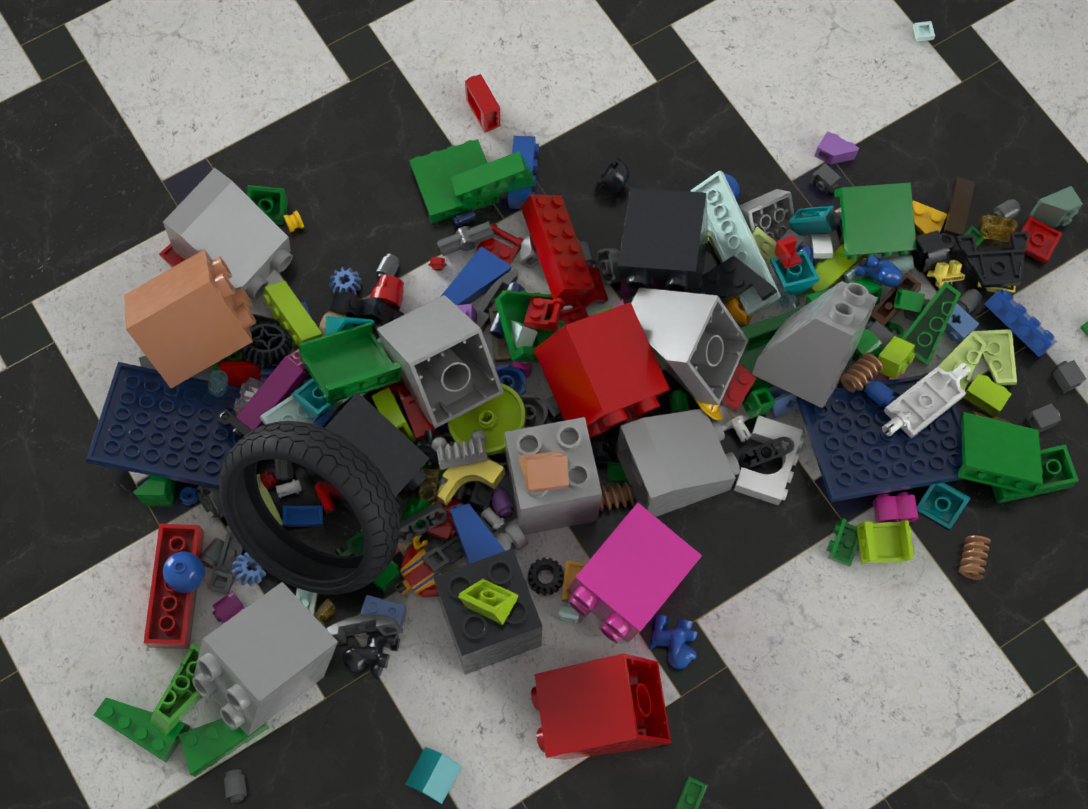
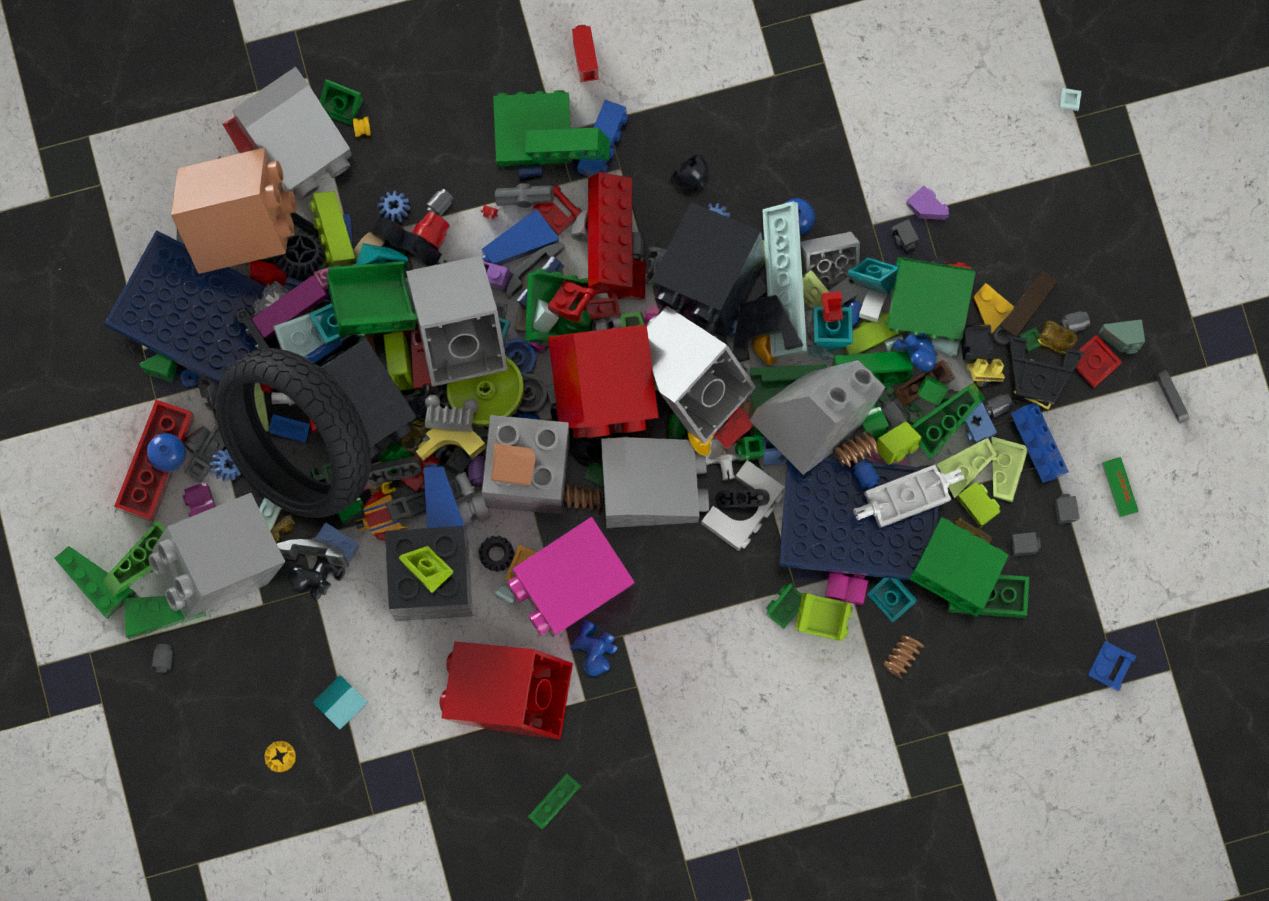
camera: 20 degrees right, 10 degrees up
(217, 383) = (242, 281): clear light blue wheel -> none

